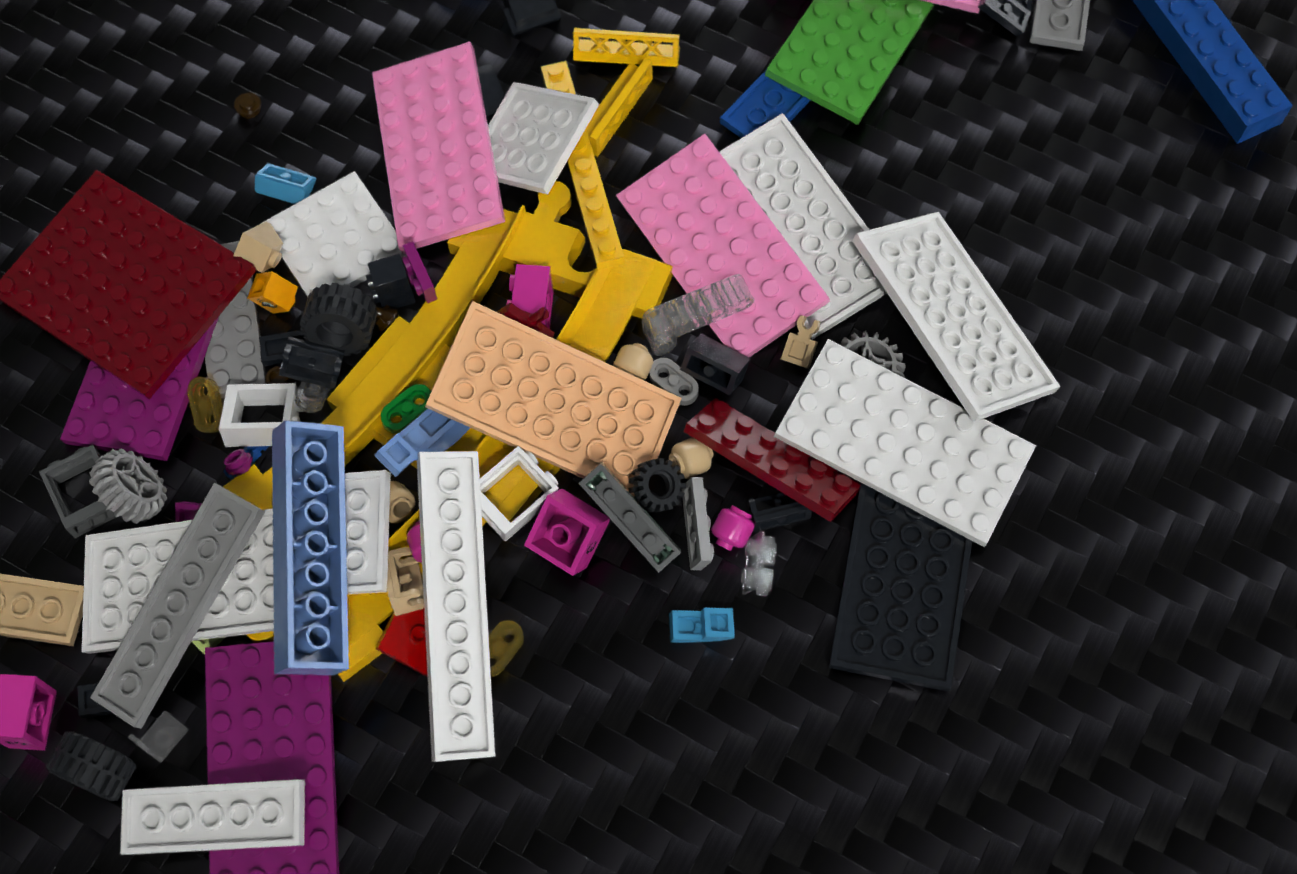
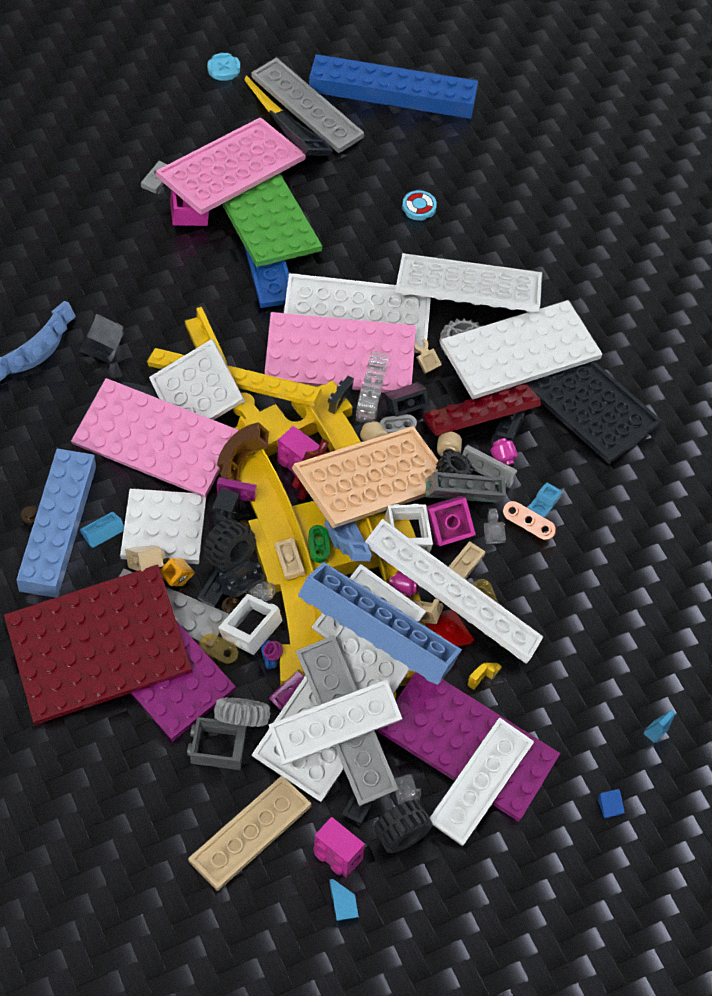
camera: 60 degrees left, 10 degrees down
(157, 594) = (335, 722): none -> white plate
(251, 134) = (56, 523): none -> medium blue brick
(369, 393) = (289, 559): none -> tan plate
(398, 723) = (486, 669): none -> yellow slope
(464, 236) = (239, 447): none -> reddish brown arch
(535, 591) = (467, 560): none -> tan plate
(610, 594) = (494, 530): none -> clear plate
(625, 52) = (177, 314): yellow fence -> none
(657, 286) = (343, 390): none -> black plate
(661, 636) = (535, 526): none -> plate
(759, 551) = (530, 457): clear hinge -> none
(1035, 180) = (419, 205): none -> tile

